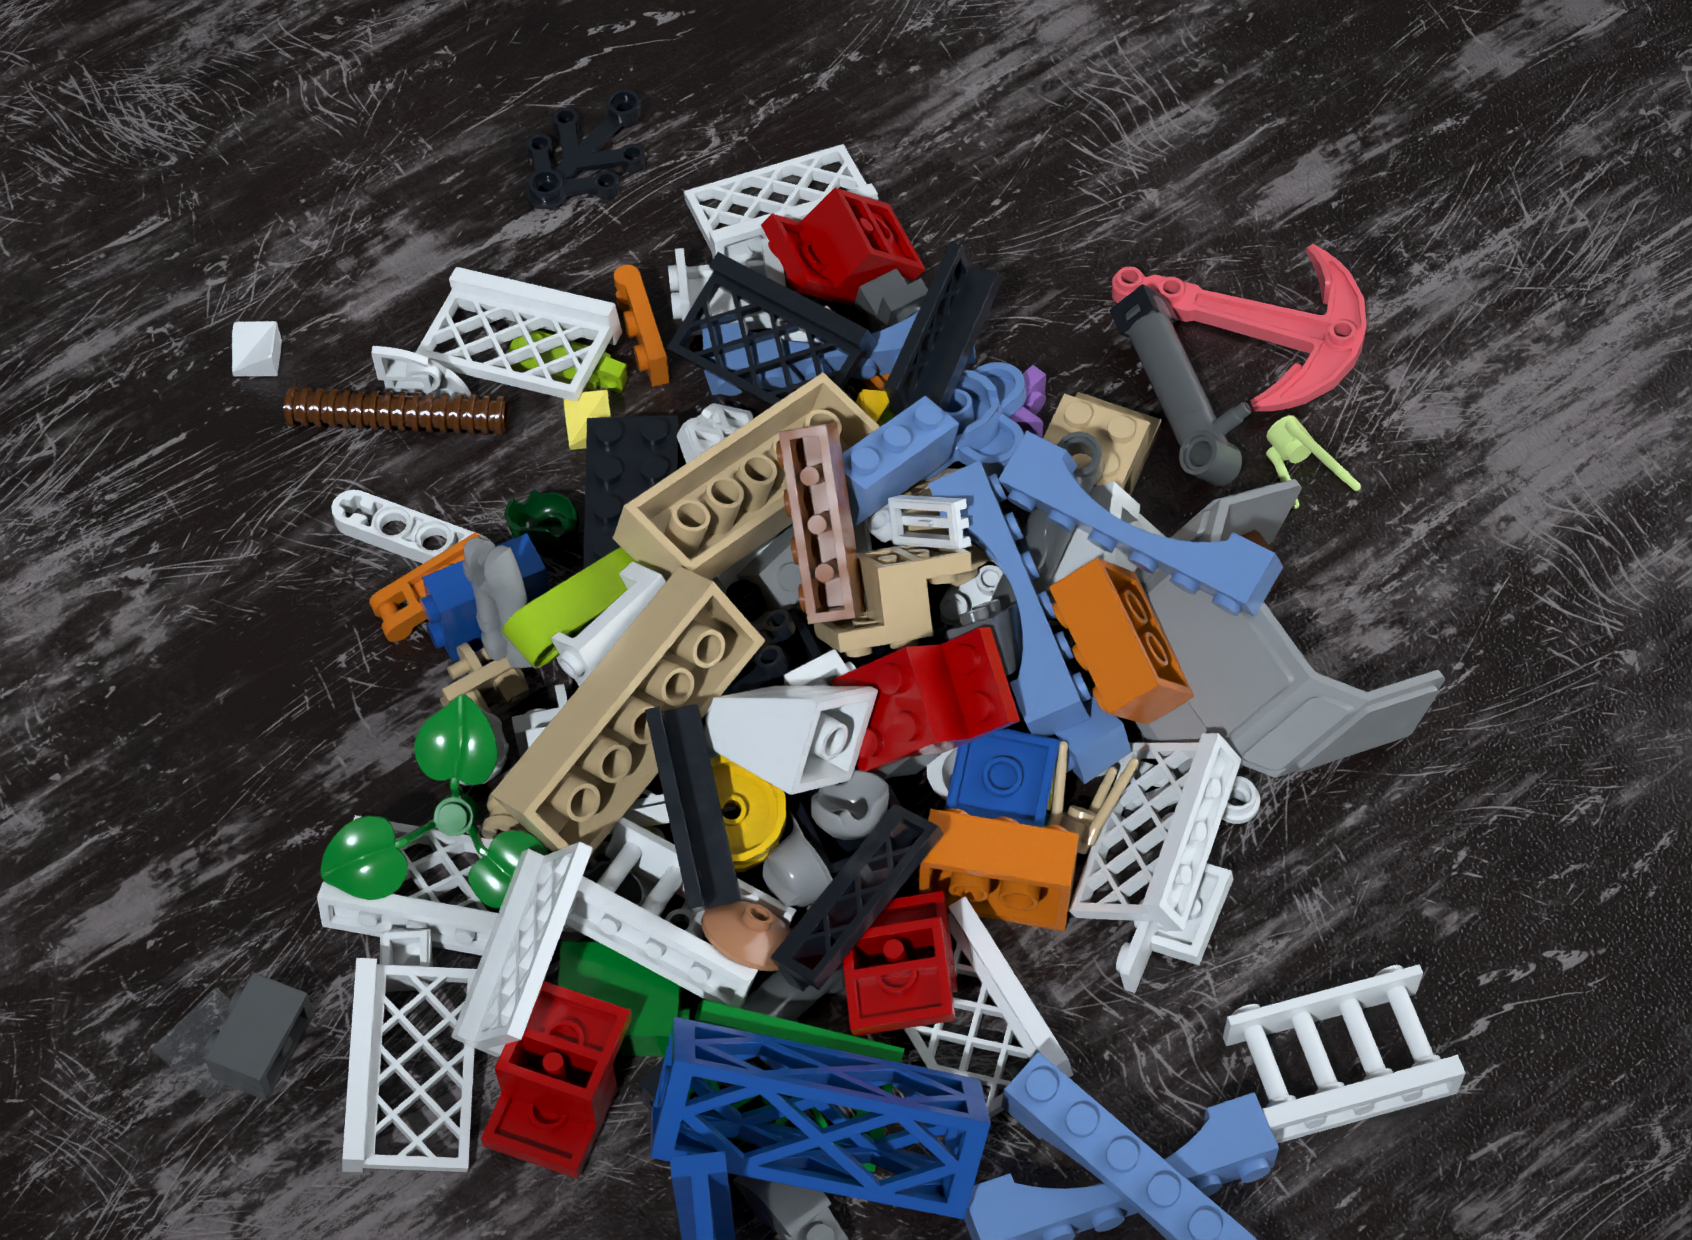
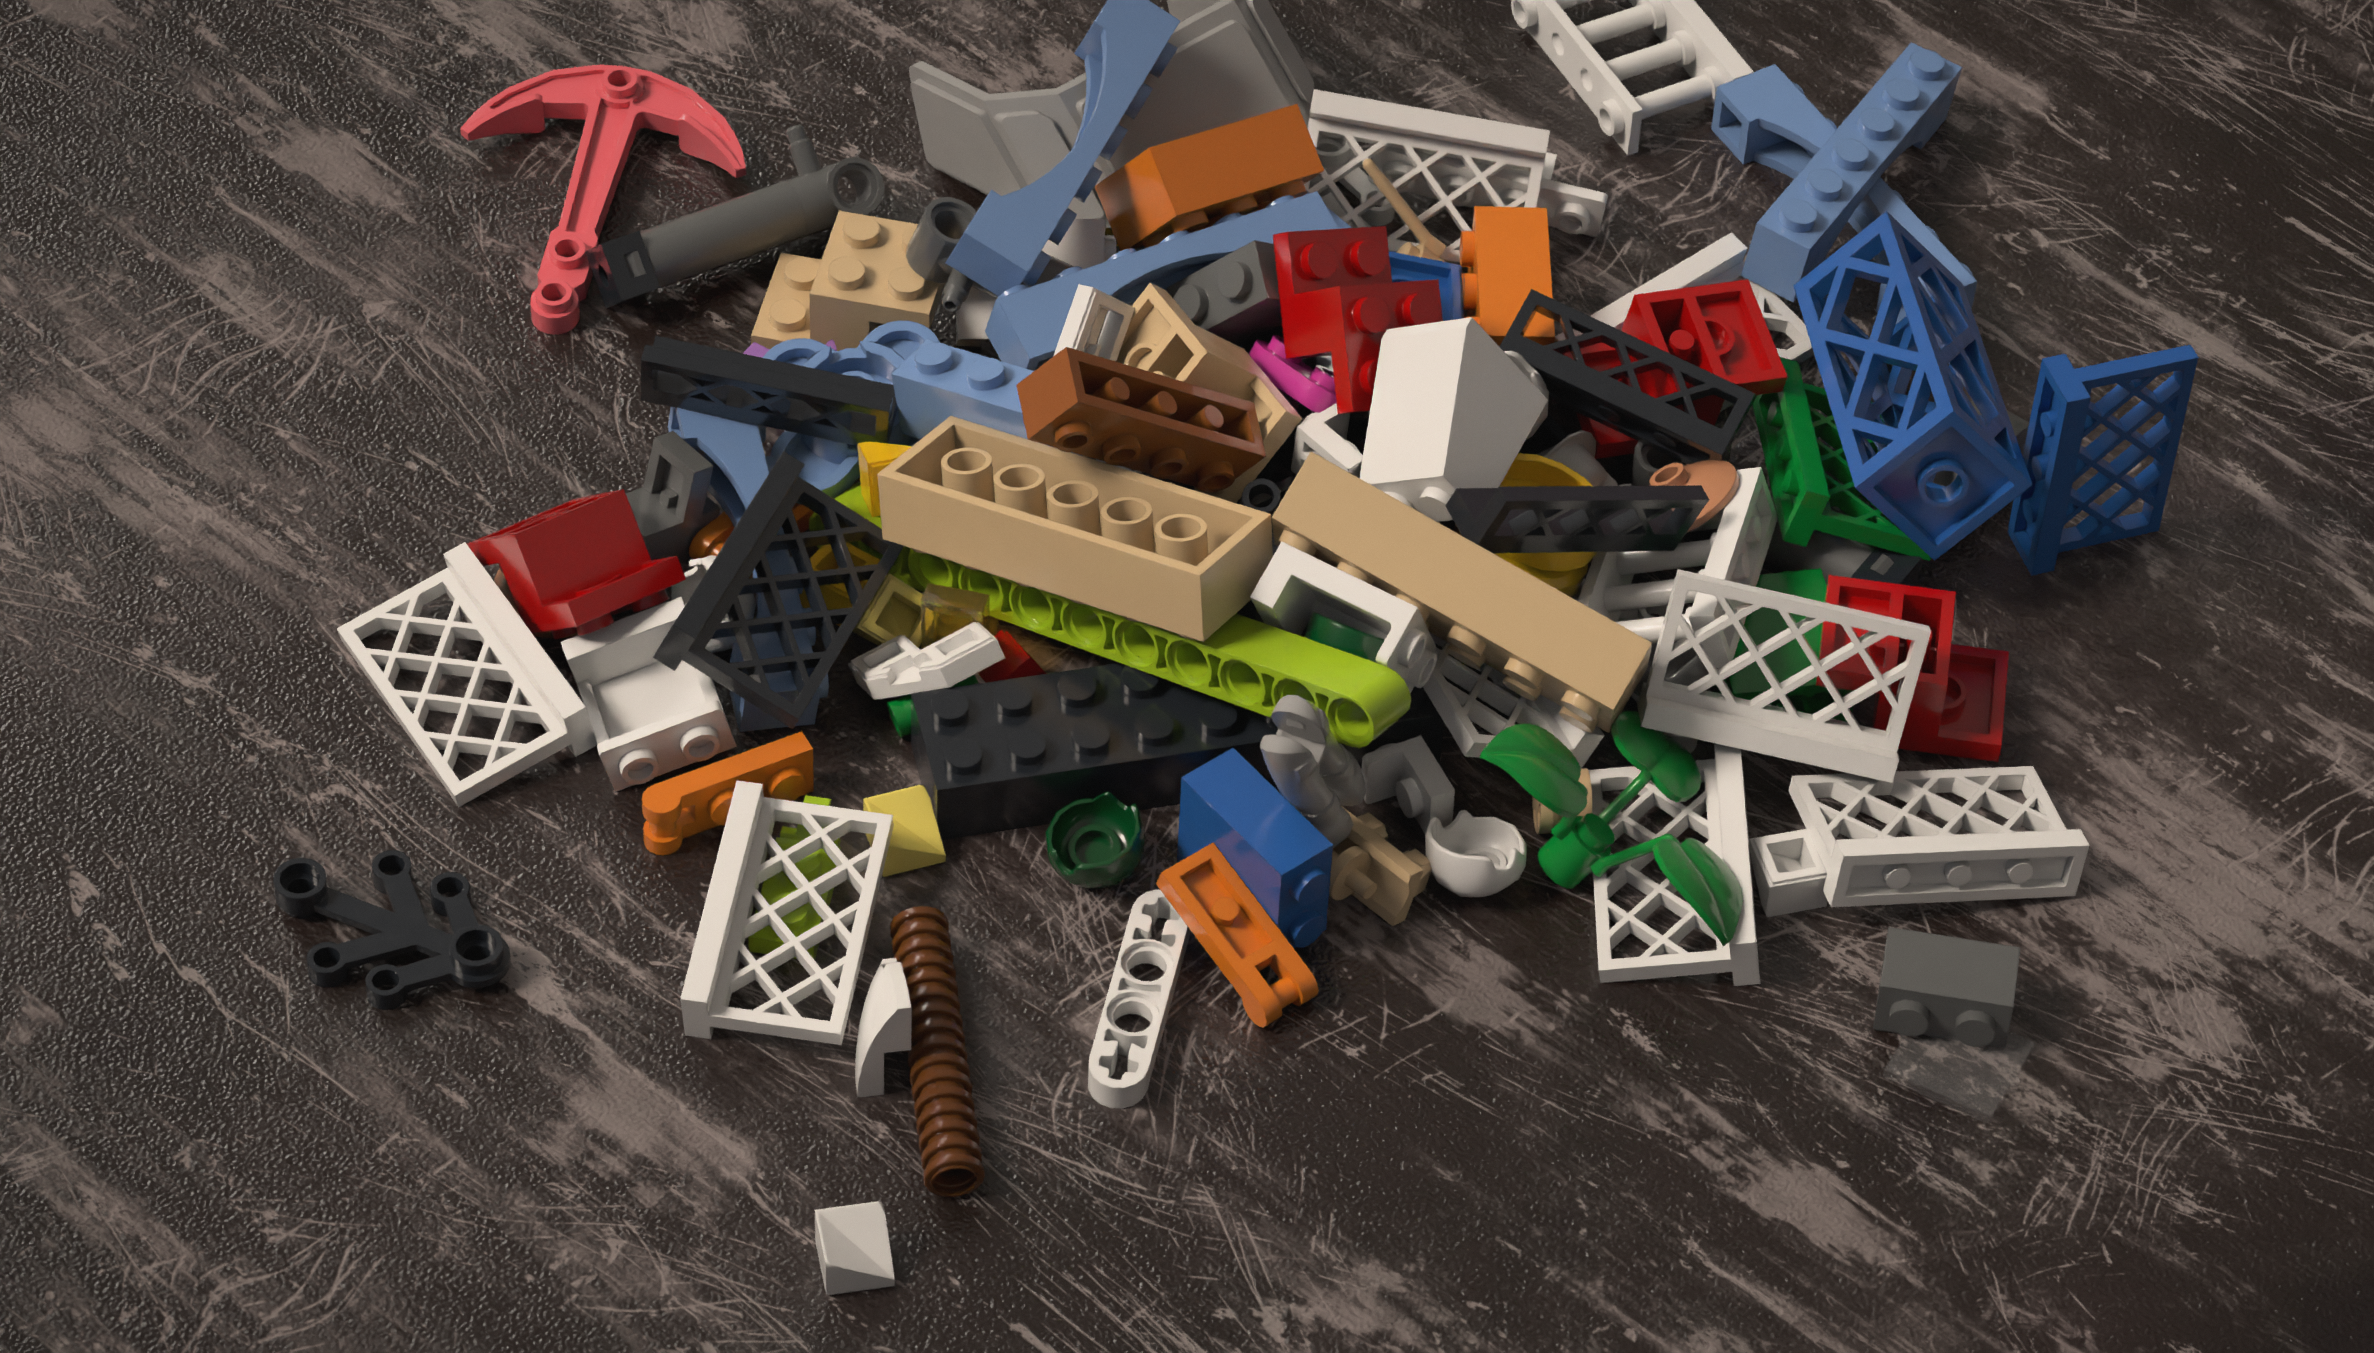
camera: 105 degrees left, 10 degrees down
(1294, 443) = (773, 129): yellowish green plant -> none

